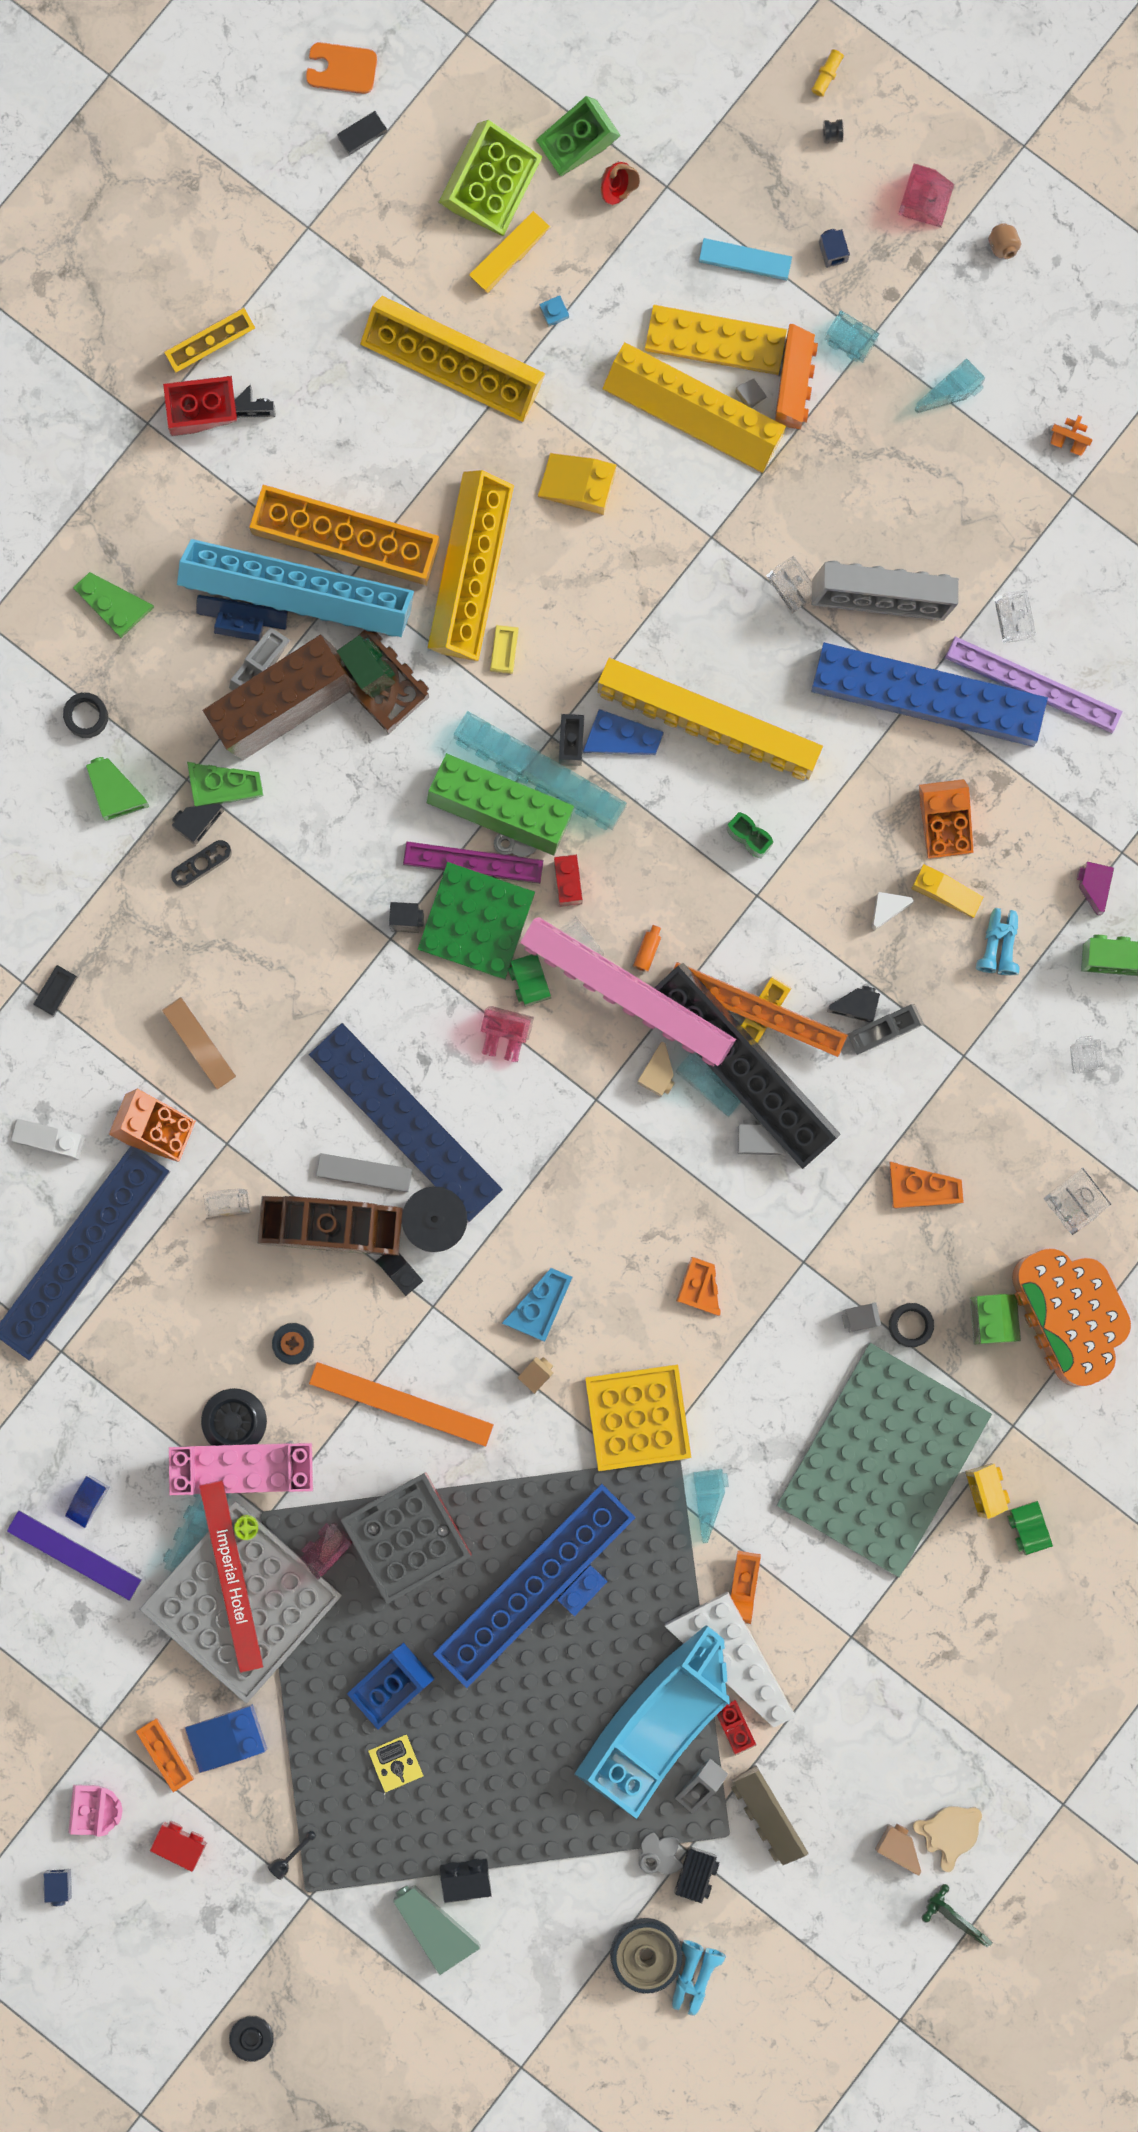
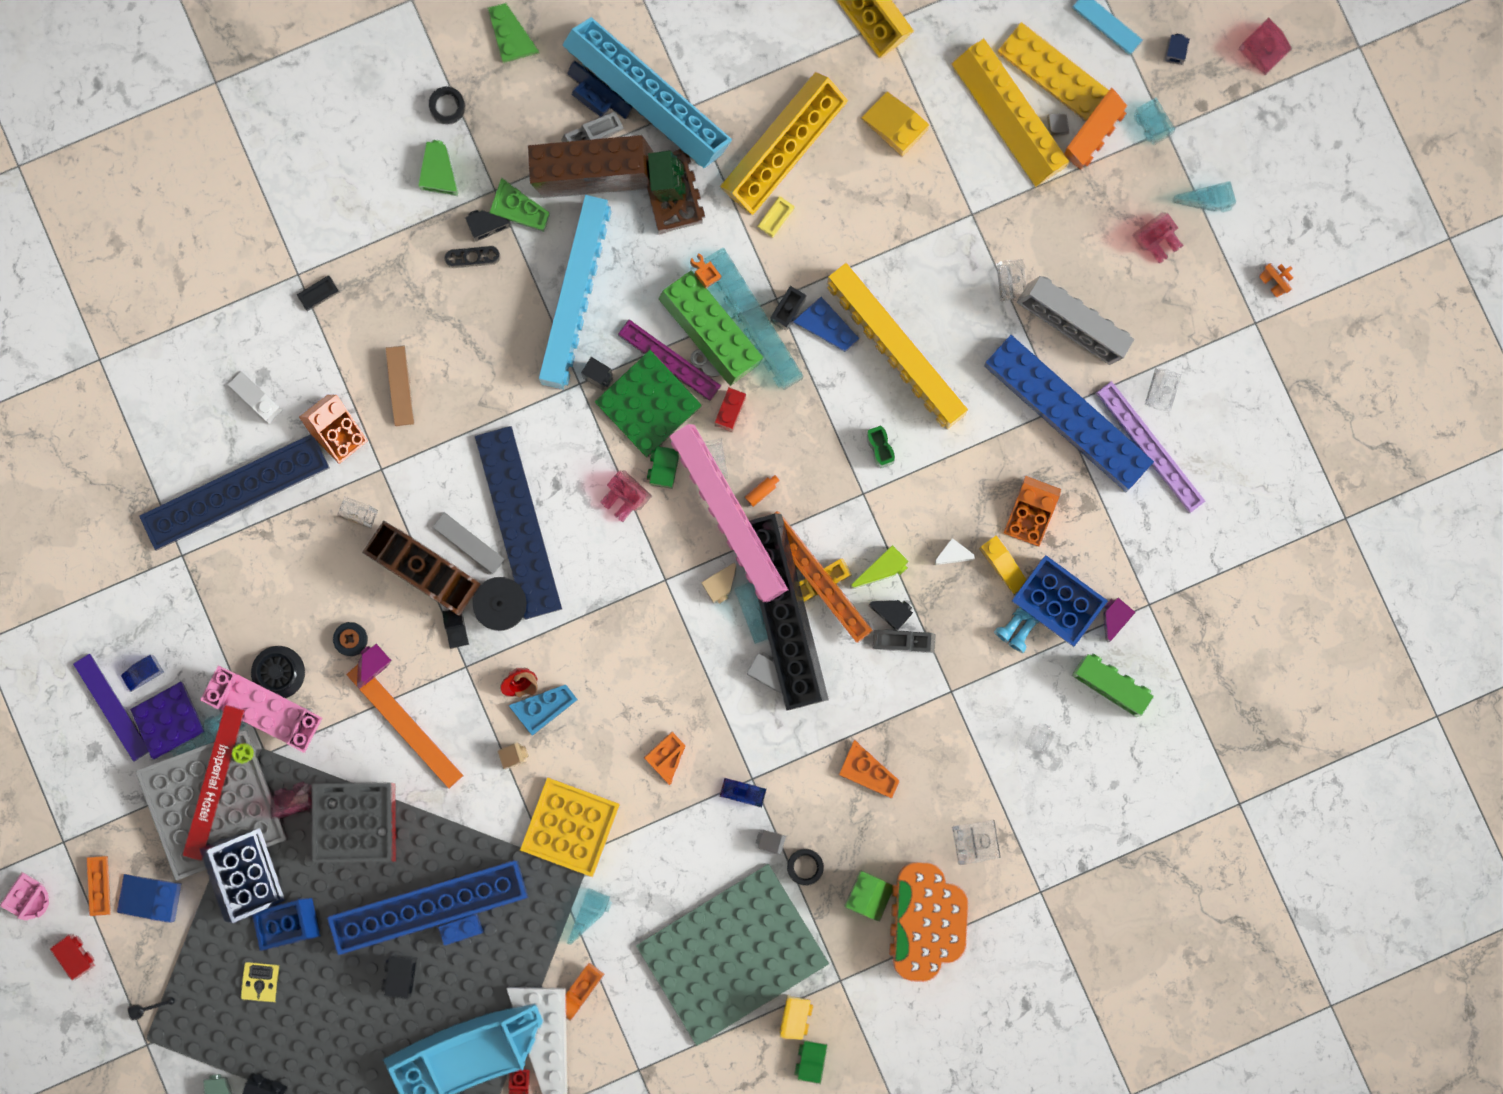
camera: 30 degrees right, 0 degrees up
(143, 1536) = (167, 720): none -> dark purple plate
(315, 1659) = (242, 875): none -> dark blue slope
(330, 1358) = (371, 664): none -> magenta slope
(333, 843) = (574, 292): none -> medium azure brick
(344, 535) = (704, 72): light orange brick -> none
(464, 748) = (706, 273): none -> orange plate
(501, 1292) = (519, 682): none -> red piece
(545, 1675) = (399, 976): none -> black brick
(802, 1281) = (743, 792): none -> clear blue slope
(824, 959) = (883, 568): none -> lime slope
(916, 453) = (1154, 232): none -> clear pink brick
(1004, 241) = (1306, 109): medium nougat head -> none
(1027, 897) = (1059, 600): none -> blue slope

